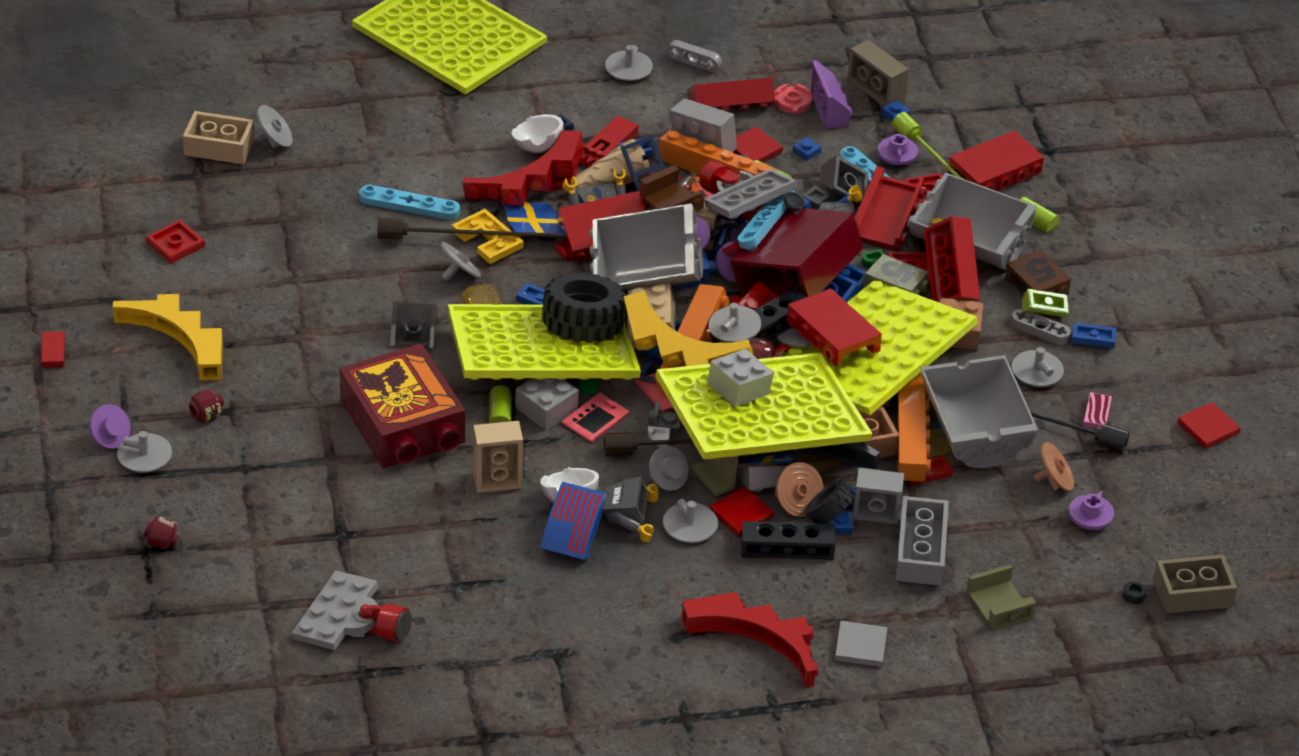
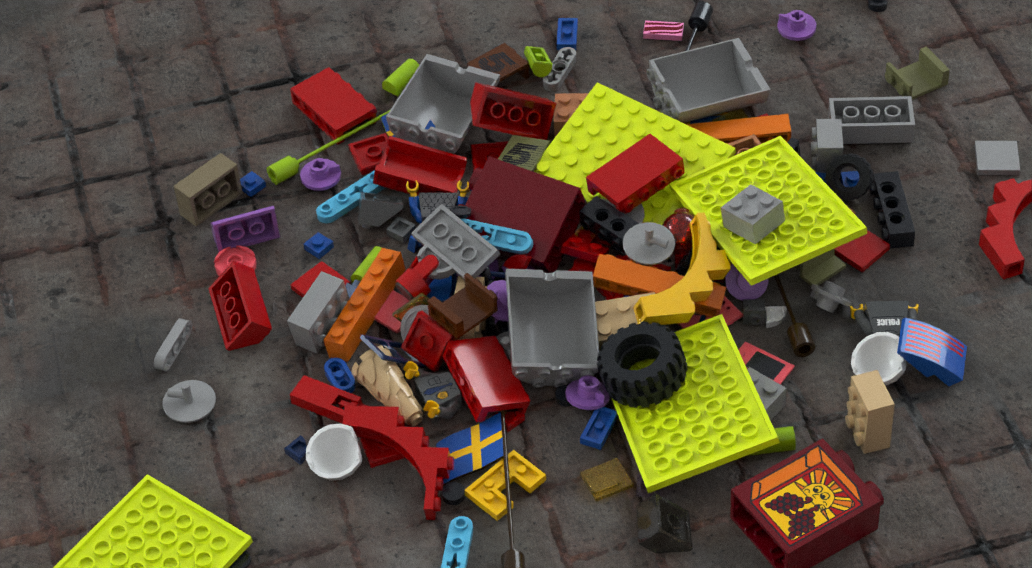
camera: 90 degrees left, 5 degrees up
(458, 260) = (561, 499): light grey shield -> none
(690, 522) = (886, 281): light grey shield -> none
(1037, 368) = (616, 68): light grey shield -> none
(1056, 468) = (757, 51): nougat shield -> none

